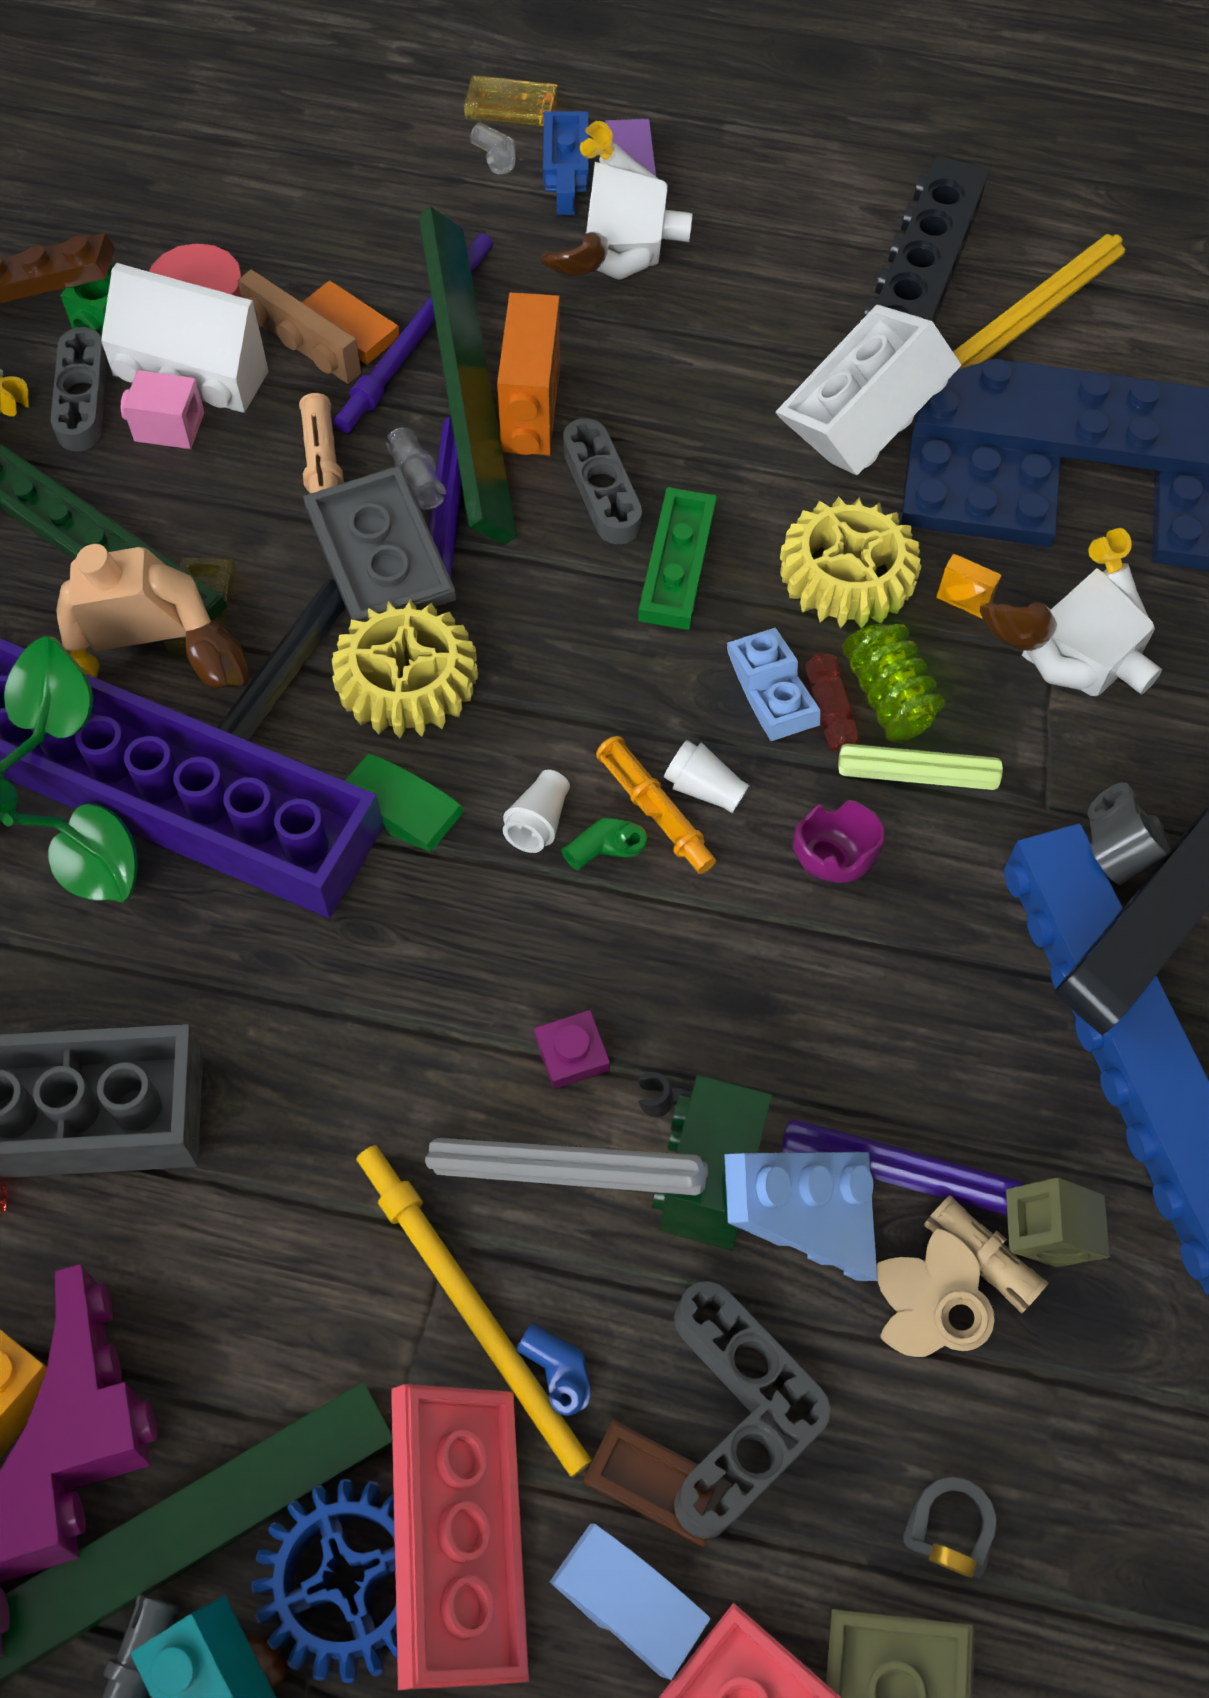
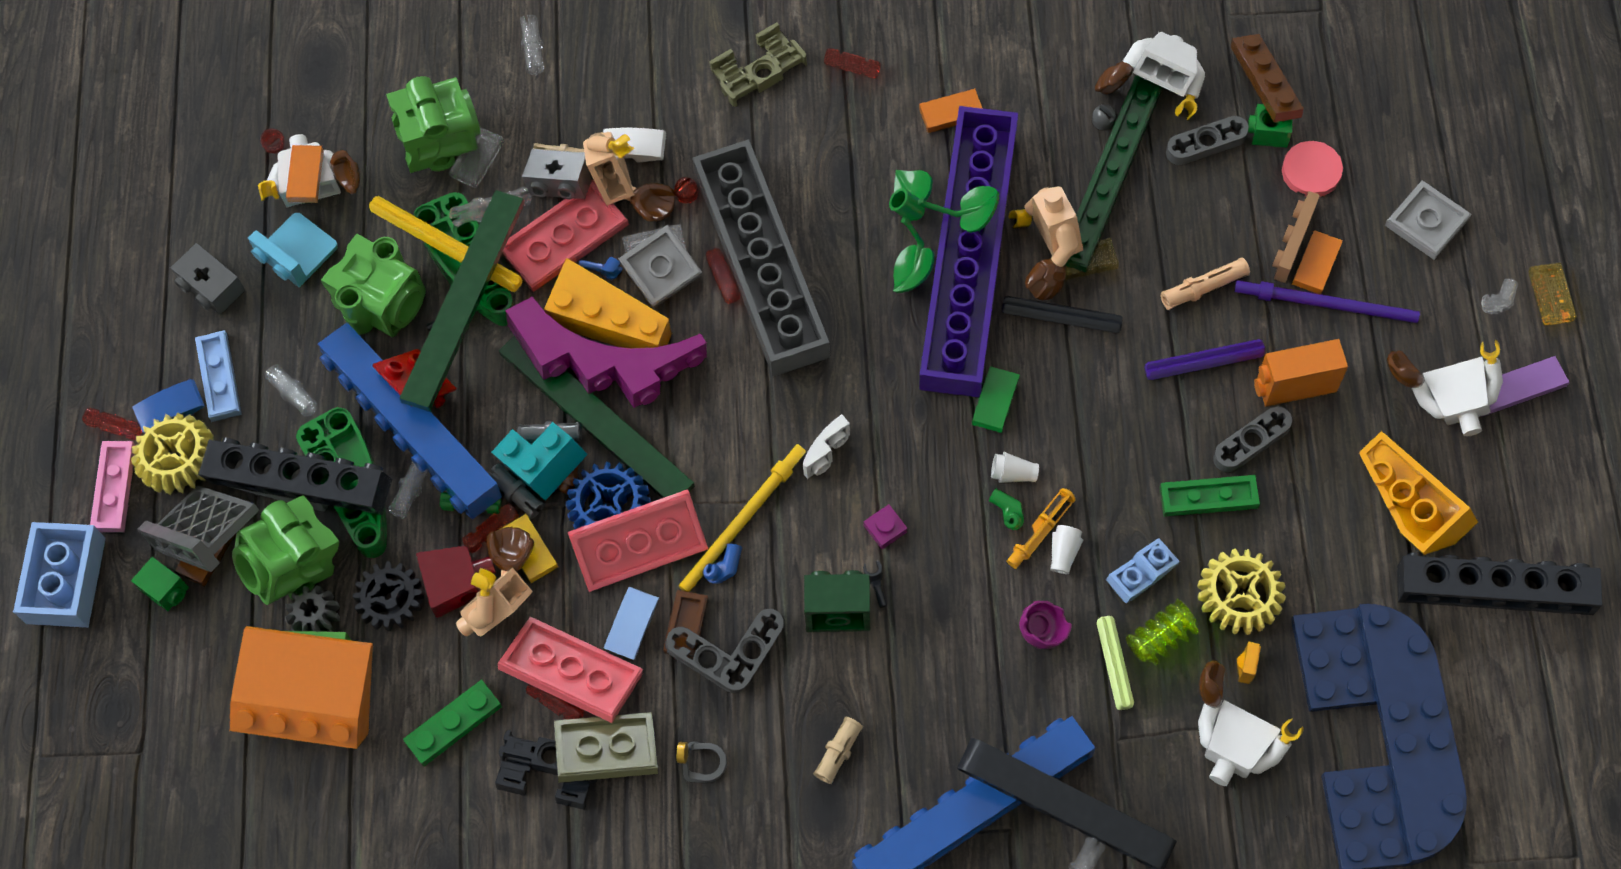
camera: 80 degrees right, 5 degrees up
(163, 409) = (1205, 189): bright pink brick -> none
(184, 332) = (1250, 181): white slope -> none
(340, 187) = (1428, 220): none -> light grey tile
(378, 544) = (1147, 333): dark grey tile -> none
(388, 1111) = (820, 454): none -> white slope
(417, 466) = (1215, 334): clear pin -> none
(431, 686) = (1099, 366): light yellow gear -> none
(467, 379) = (1310, 329): dark green tile -> none
(563, 164) = (1514, 339): blue hinge -> none
(569, 1165) = (811, 531): light grey axle -> none
(771, 312) = (1418, 502): none -> light orange wedge
(807, 1203) = (827, 648): light blue wing -> none
(832, 701) = (1141, 605): clear red axle -> none
(870, 387) = (1368, 568): white slope -> none
(906, 1167) = (871, 702): dark purple axle -> none
(926, 1293) = (808, 726): tan plate -> none
(1040, 301) = (1501, 662): yellow axle -> none
(1057, 1223) = (859, 777): olive brick -> none
(1124, 834) = (1098, 775): dark grey piece -> none

